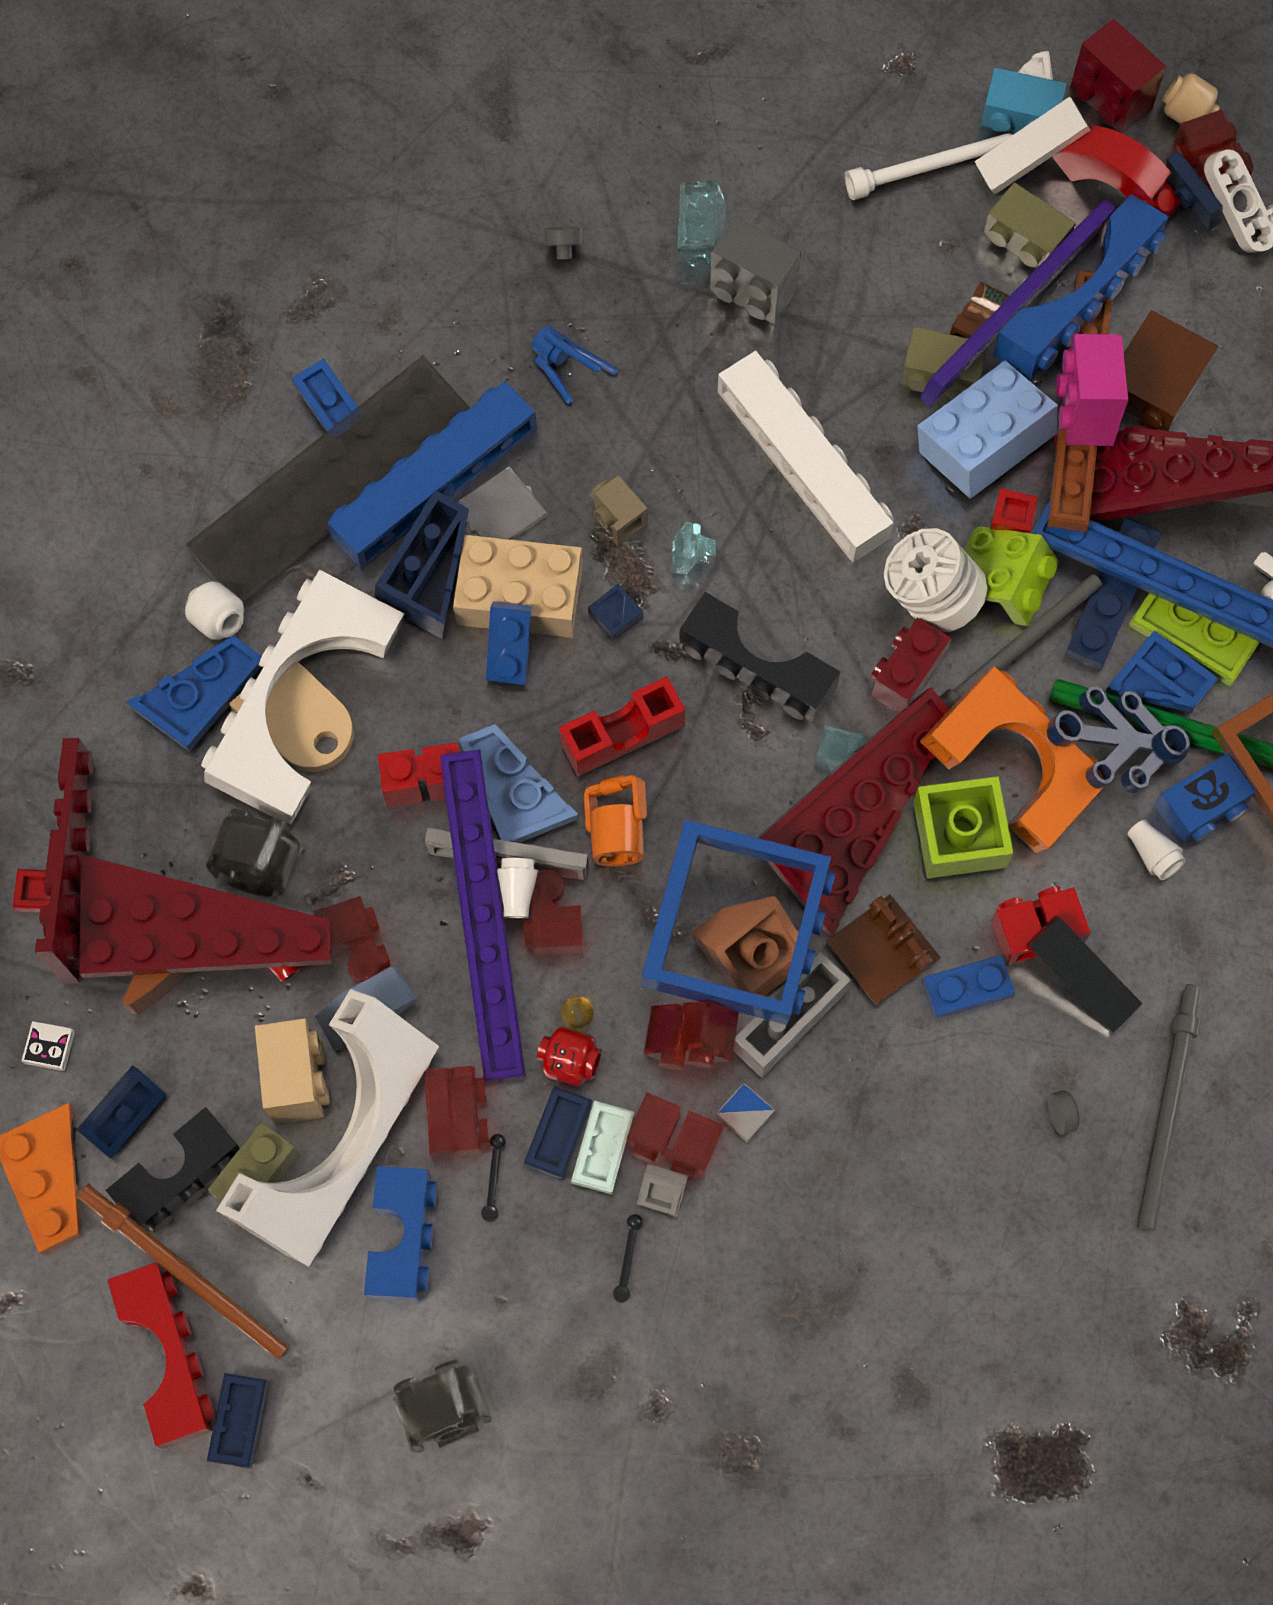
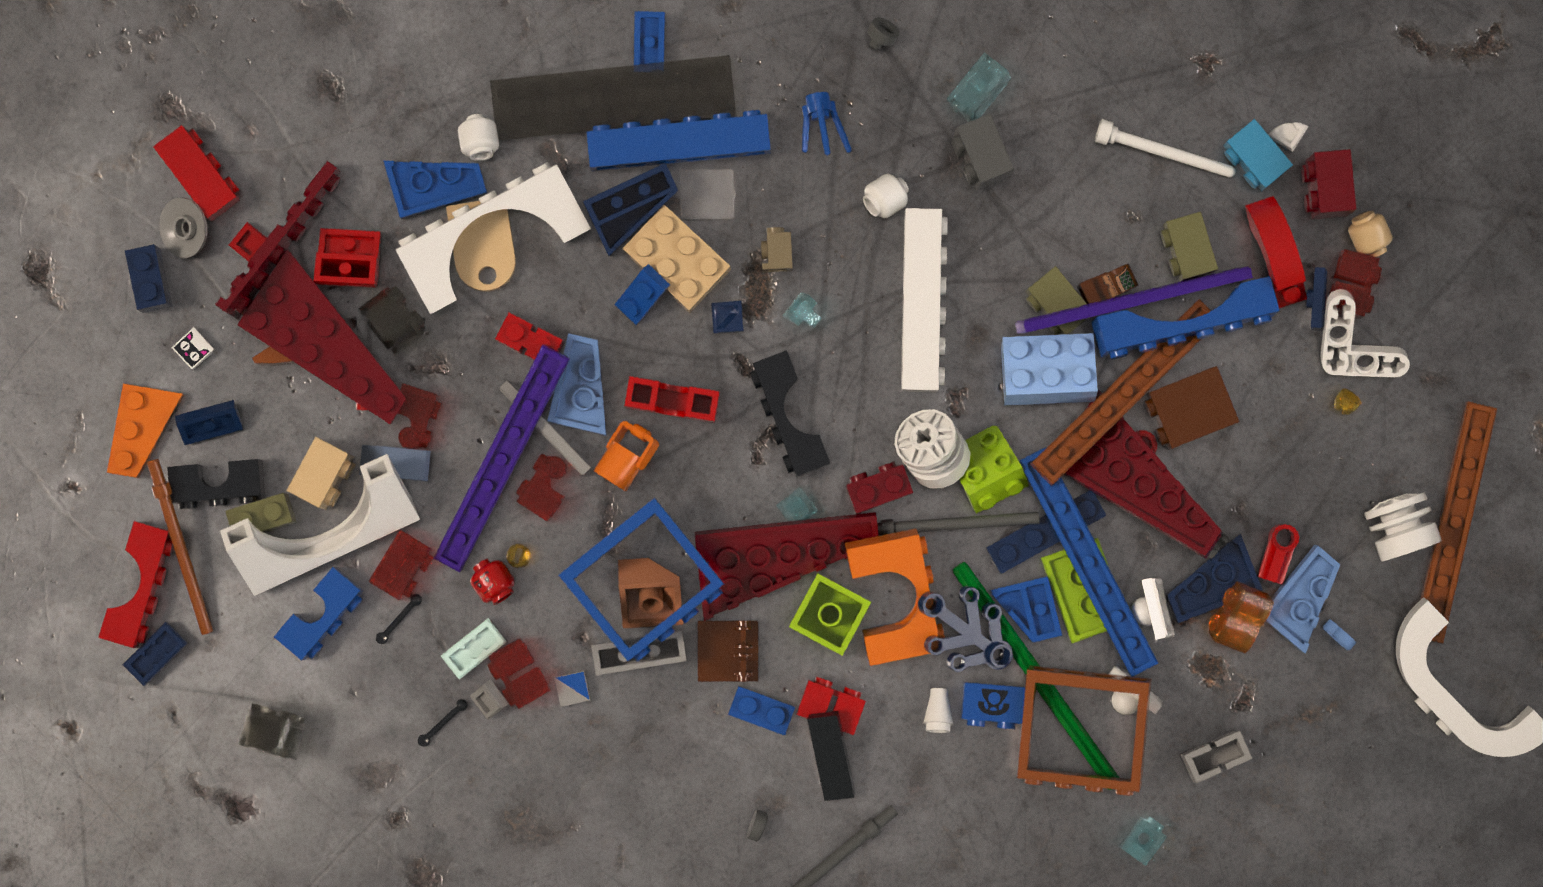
camera: 35 degrees right, 15 degrees up
(158, 826) = (348, 258): none -> red brick
(517, 884) = (533, 457): white cone -> none
(558, 1133) = (455, 620): dark blue tile -> none
(687, 382) = (885, 196): none -> white head
(691, 1034) = (570, 622): clear red piece -> none
(1014, 511) = (1022, 436): red tile -> none
(1032, 145) = (1235, 192): white tile -> none
(1092, 389) = (1123, 401): dark pink brick -> none

